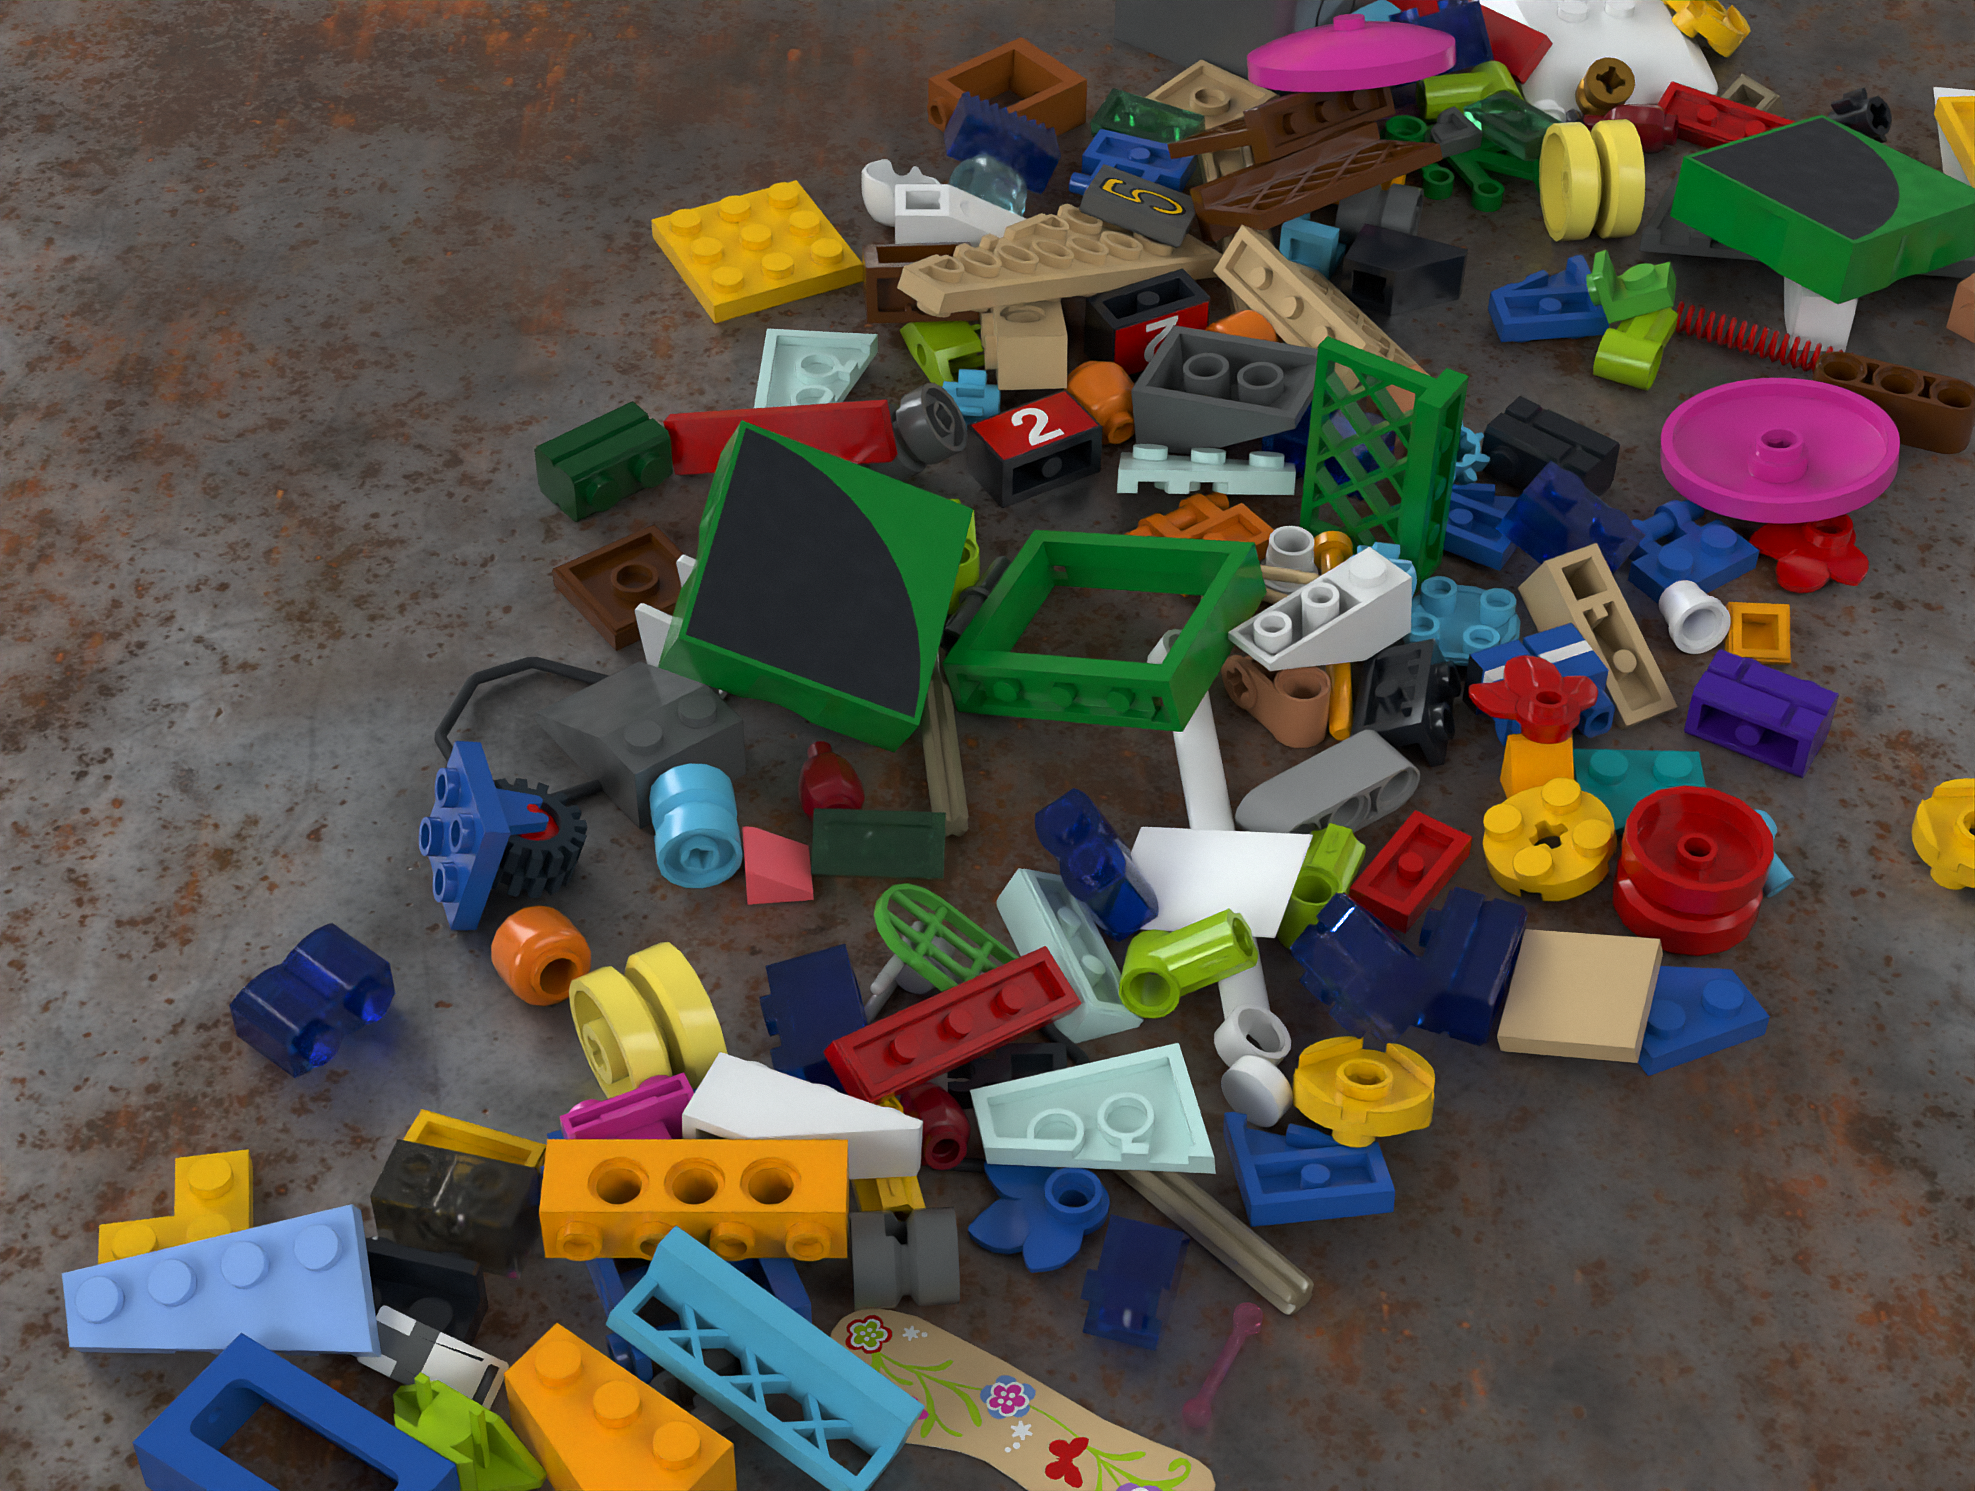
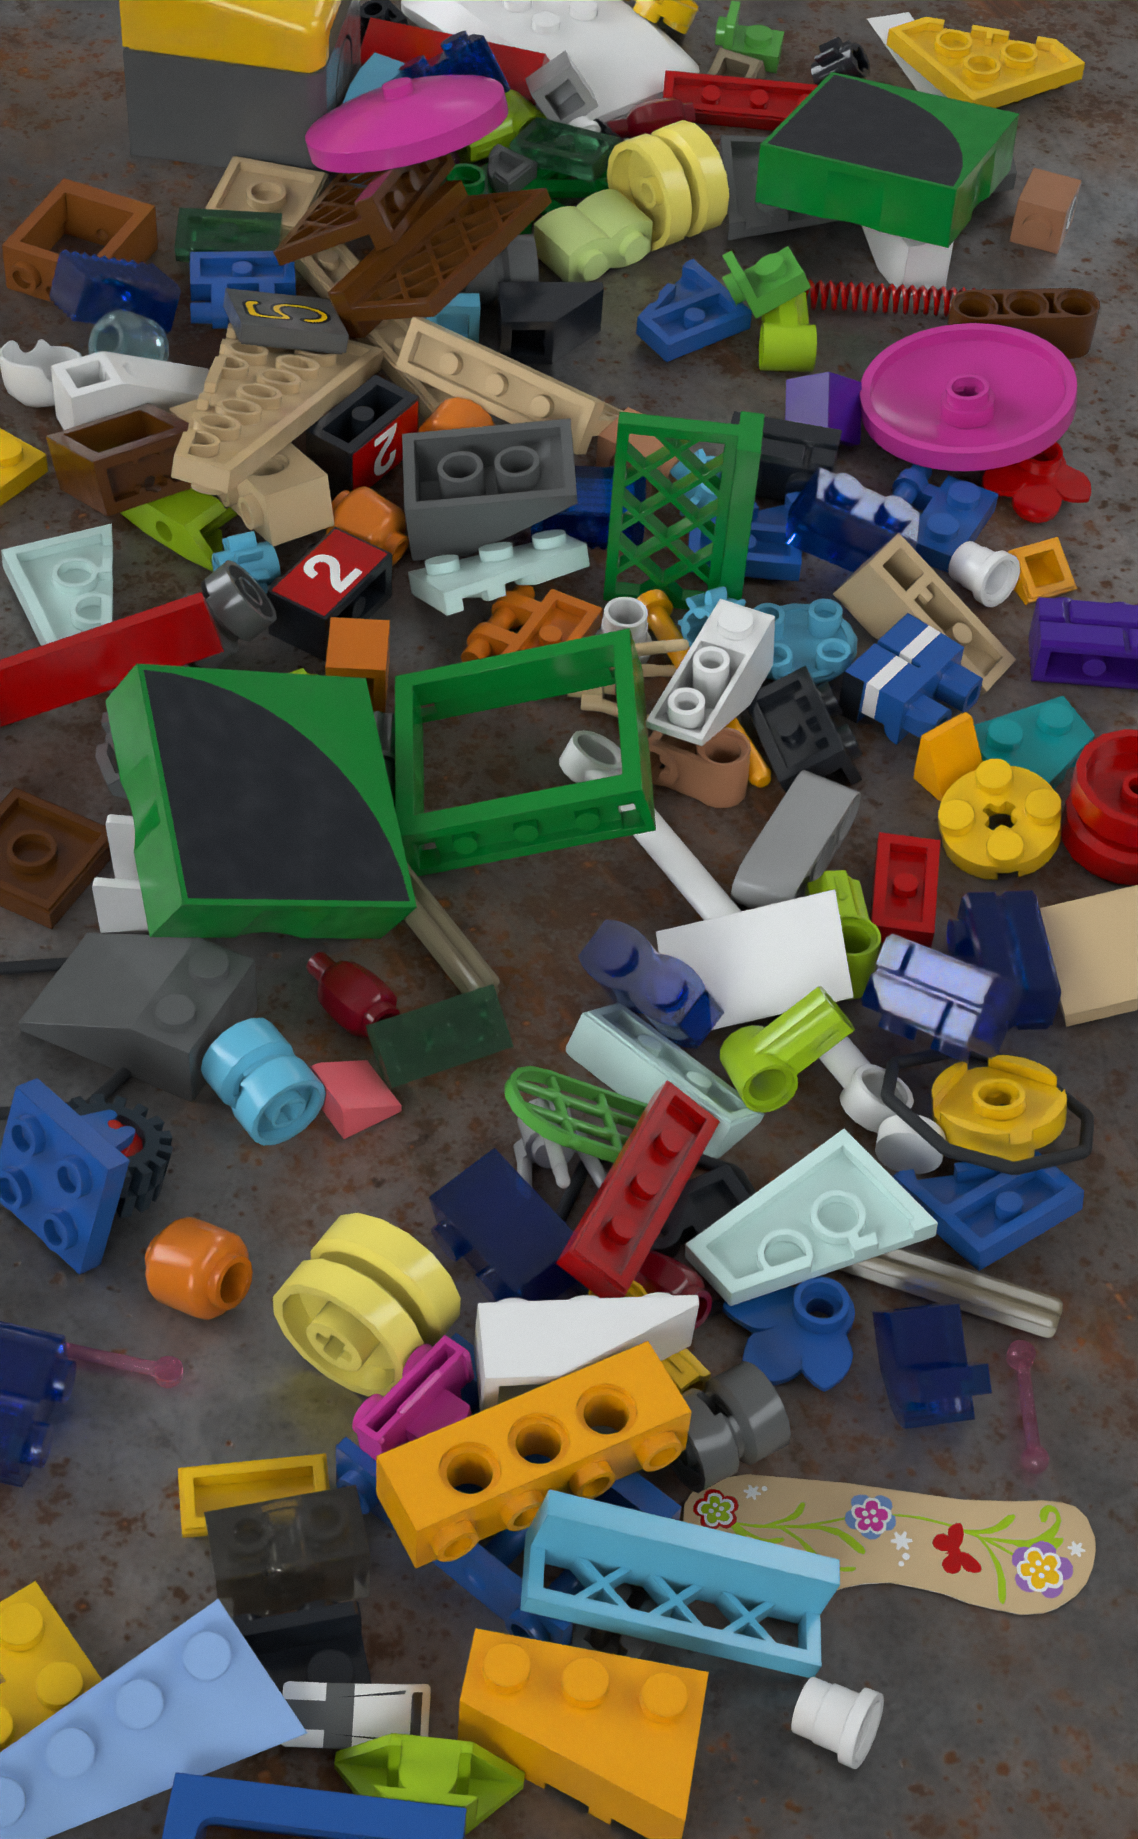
camera: 30 degrees left, 5 degrees up
(470, 1032) = (166, 1370): none -> clear pink hinge
(1015, 508) = (361, 651): none -> orange brick
(1336, 1140) = (971, 1156): none -> black piece
(1497, 211) = (593, 236): none -> yellowish green brick
(1537, 698) = (929, 693): red plate -> none
(1542, 71) = (561, 90): none -> light grey brick
(1591, 92) = (624, 94): pearl gold wheel -> none
(1630, 418) = (826, 402): none -> dark purple panel
(1790, 80) = (752, 41): none -> bright green bracket

